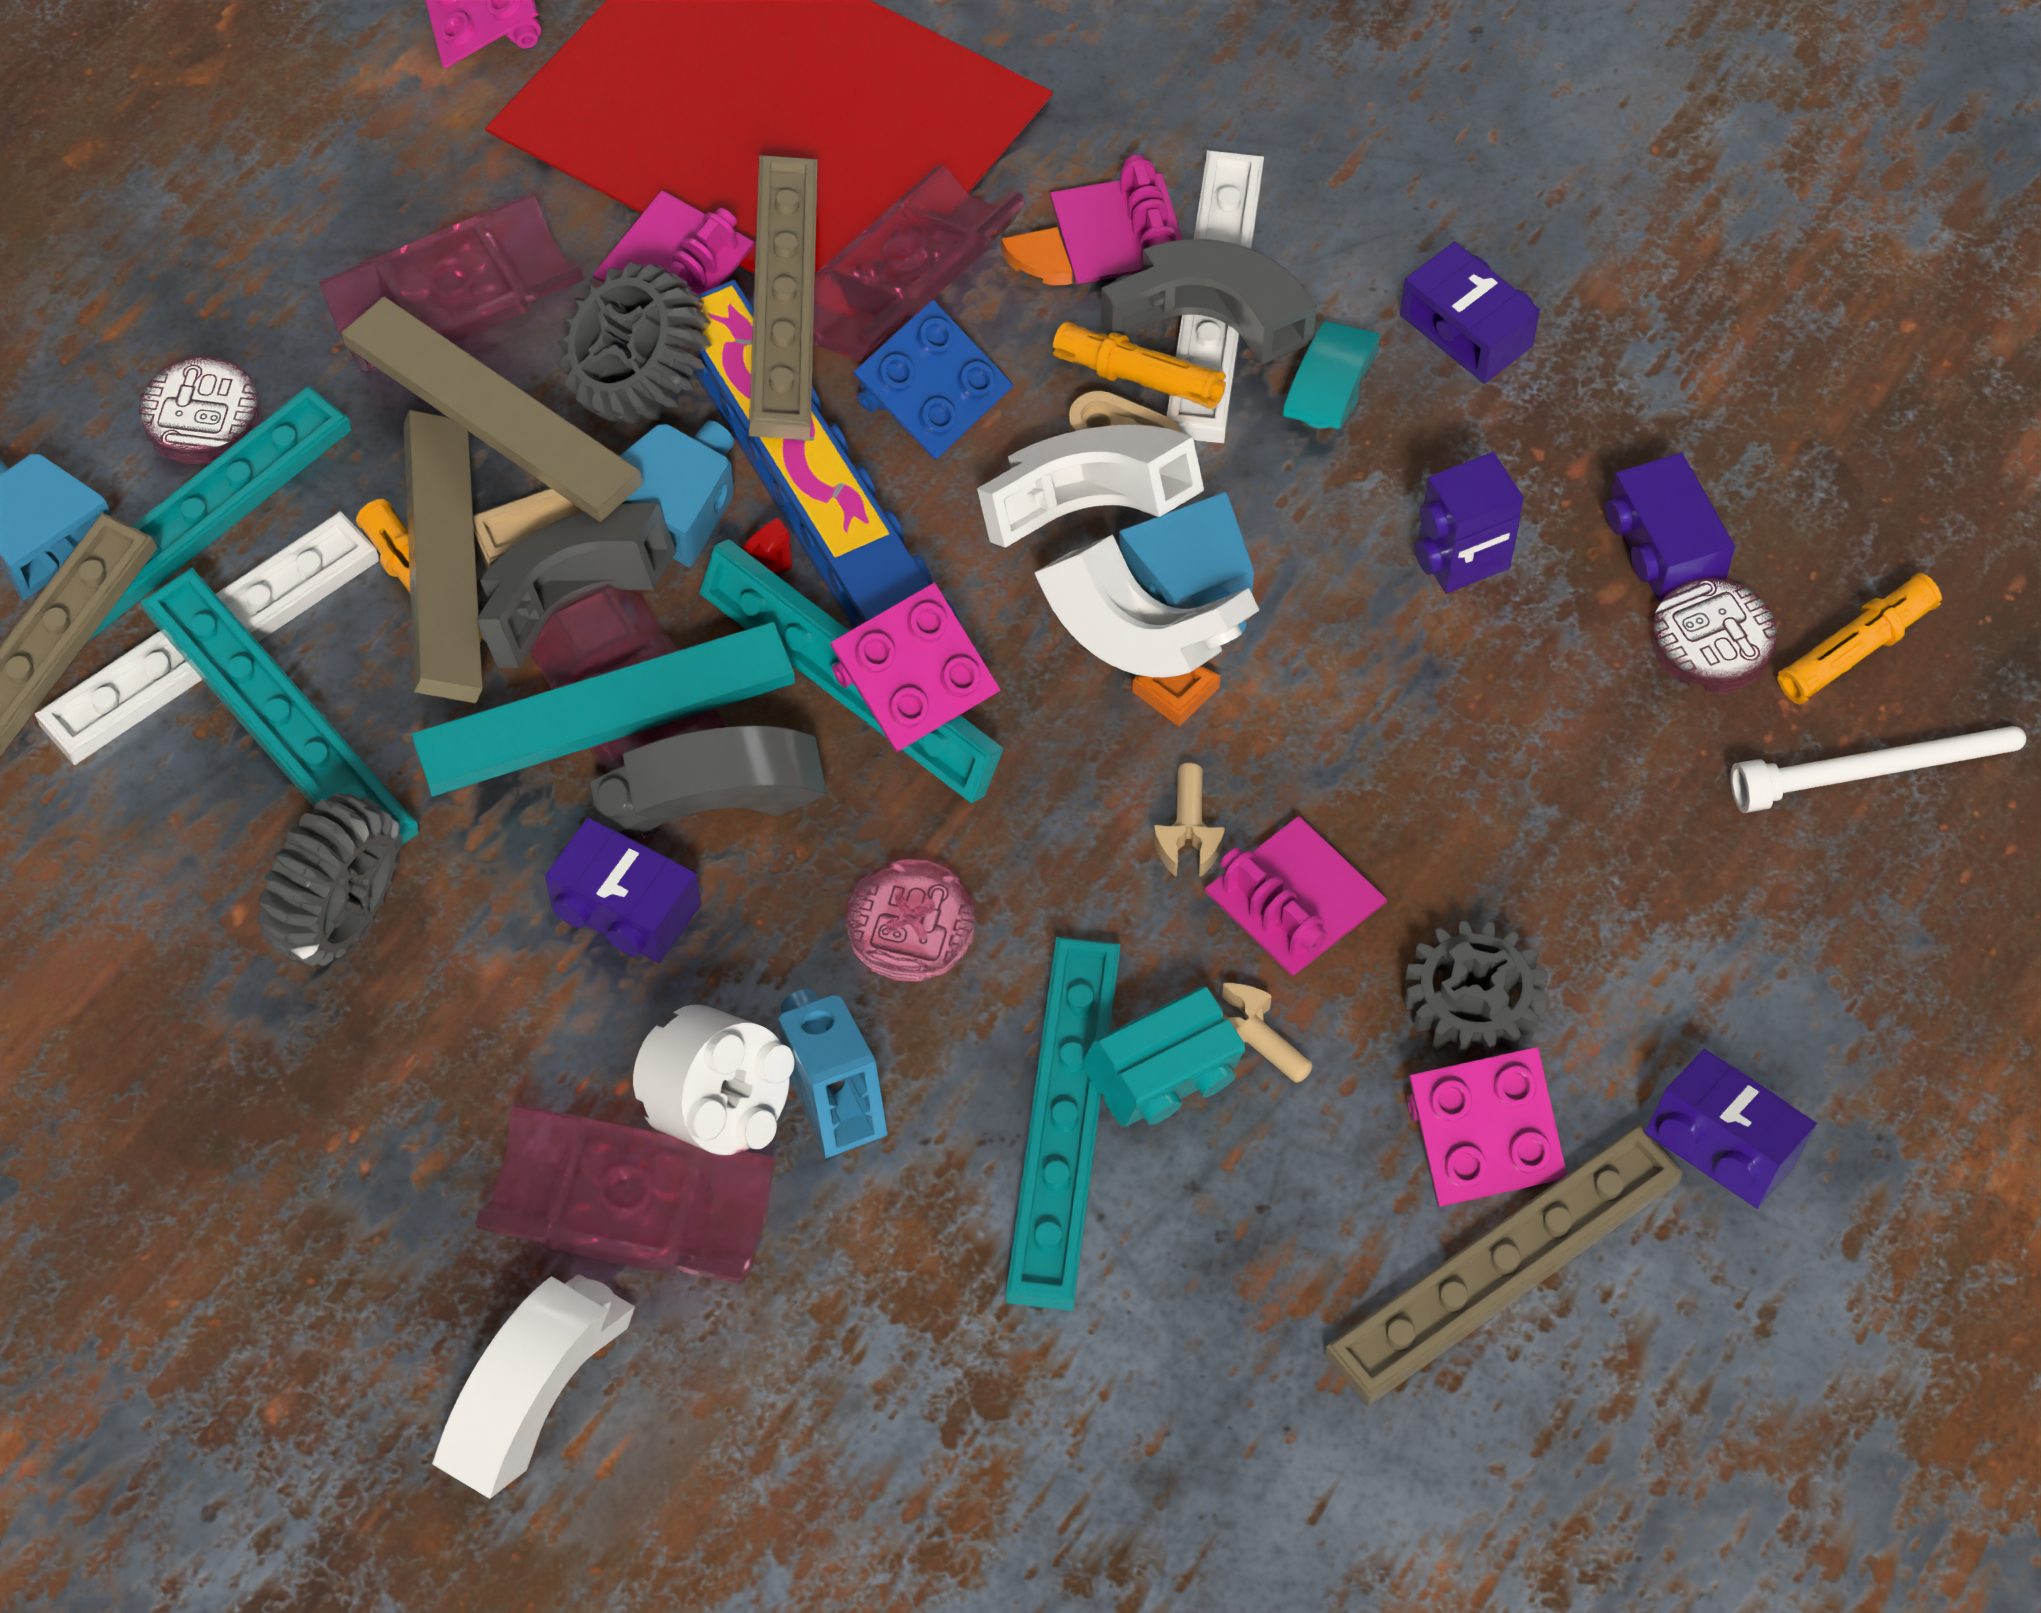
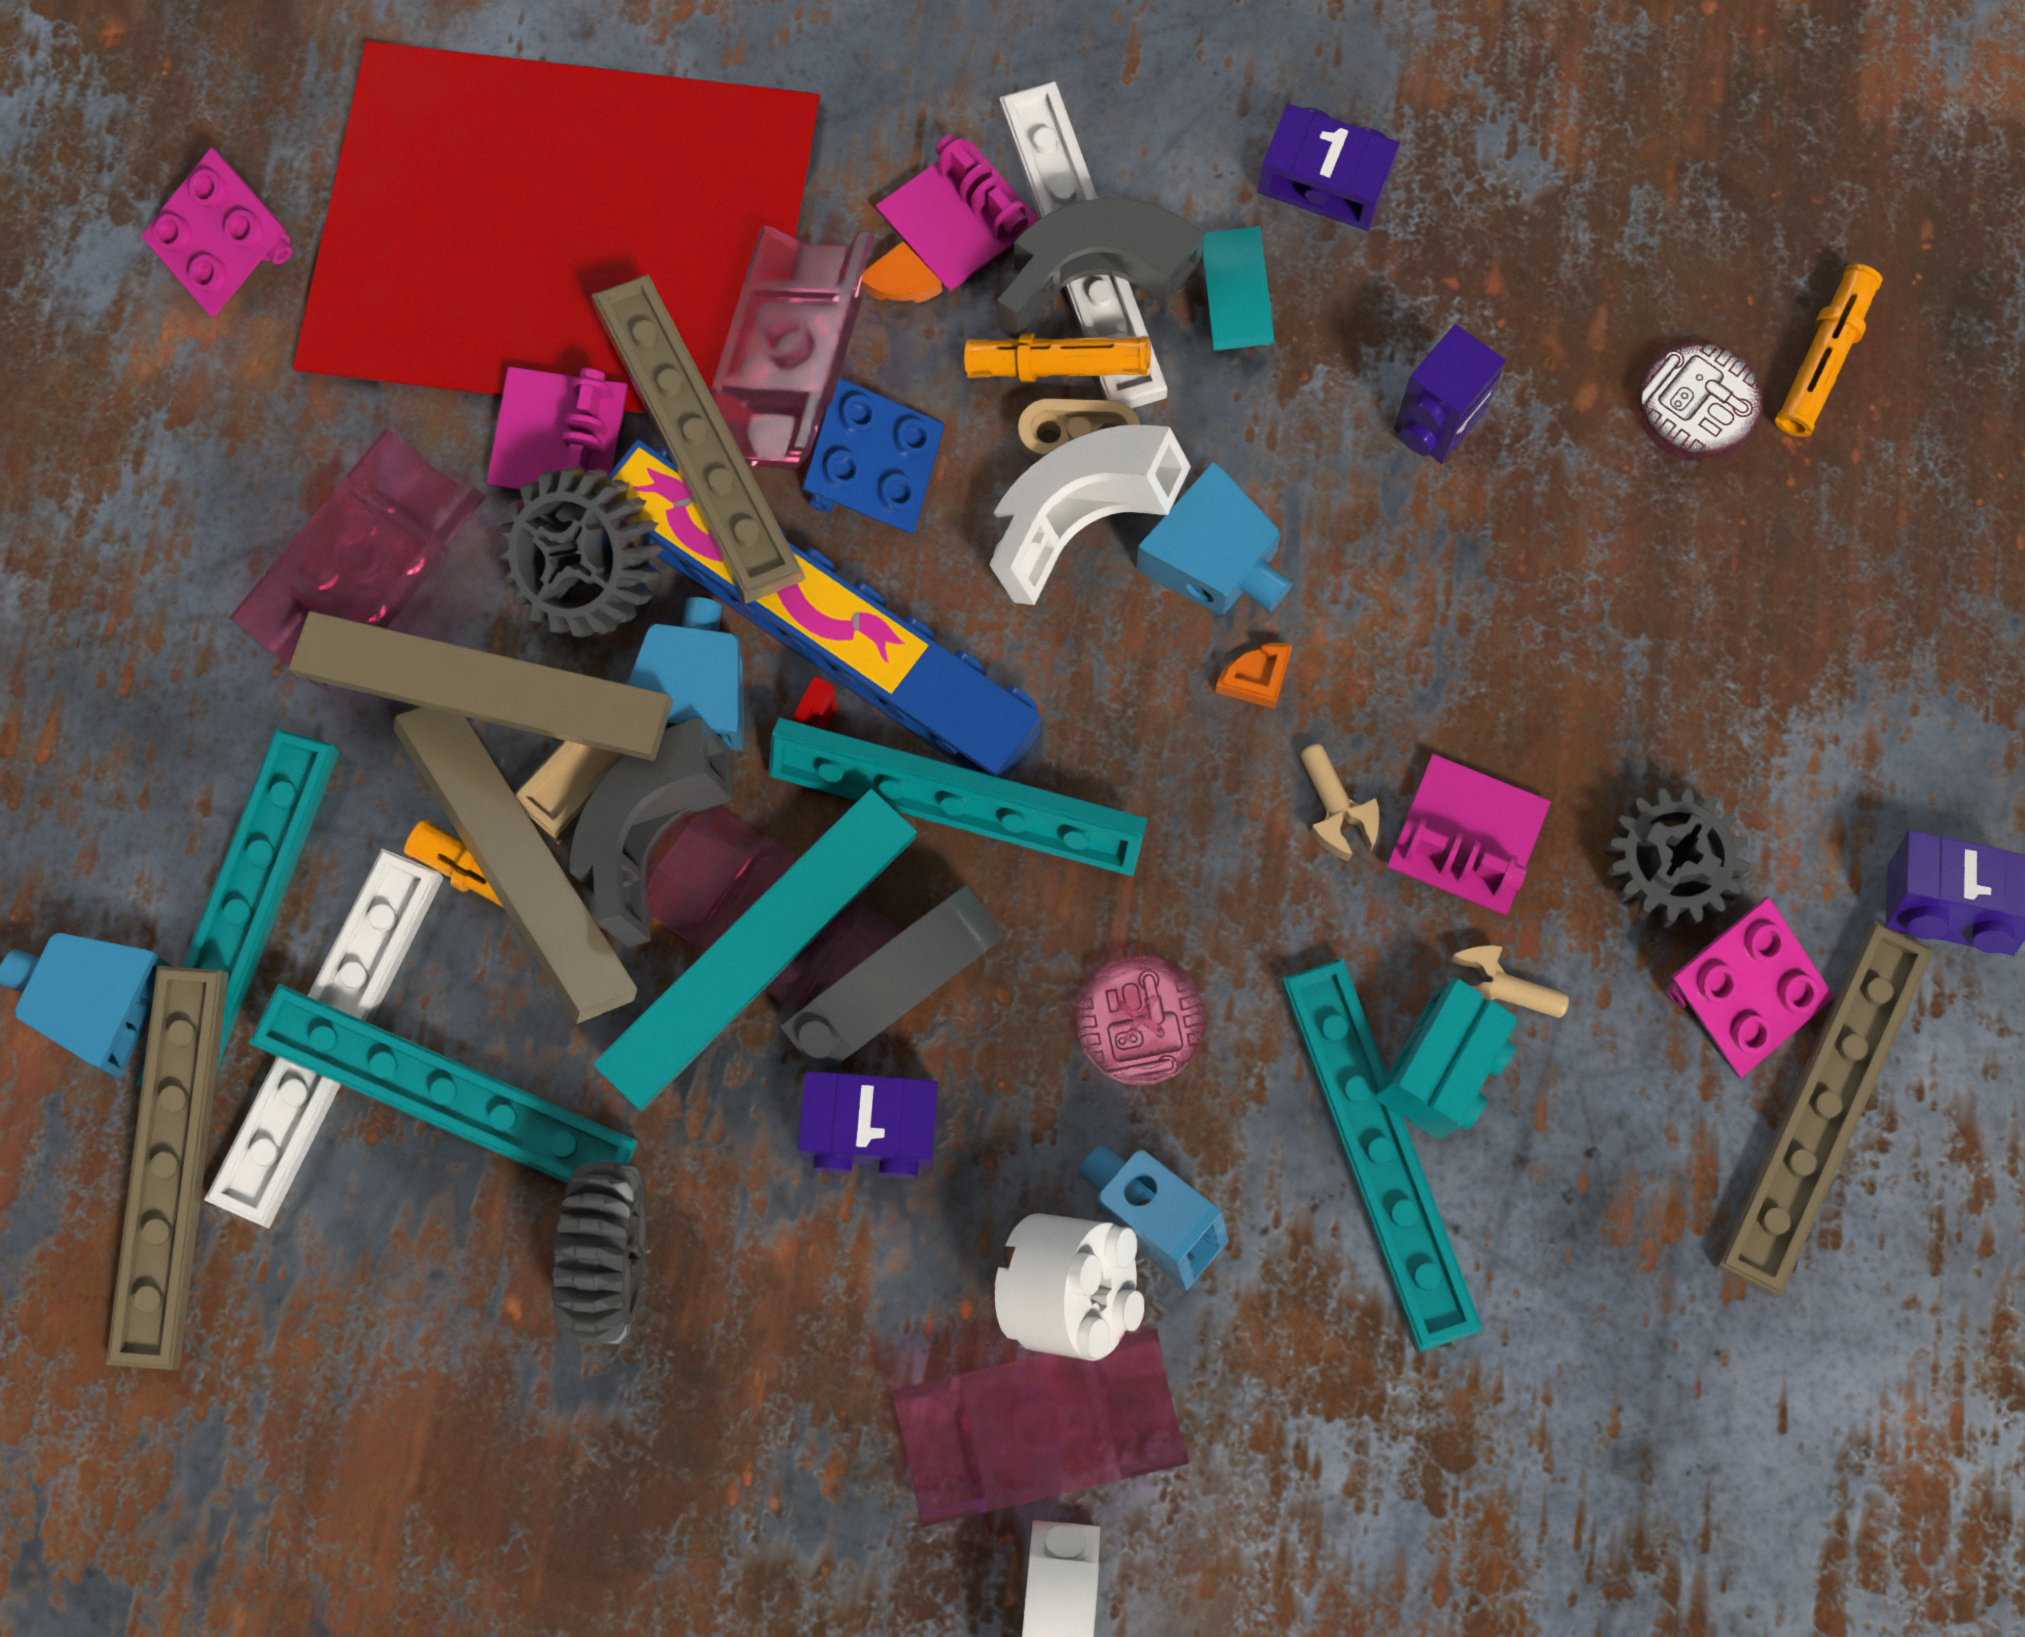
camera: 25 degrees left, 15 degrees up
(199, 409) = (181, 799): tile -> none
(913, 667) = (1034, 783): dark pink hinge -> none
(1128, 627) = (1198, 637): white arch -> none
(1668, 525) = (1614, 312): dark purple brick -> none
(1759, 784) = (1815, 536): white piece -> none

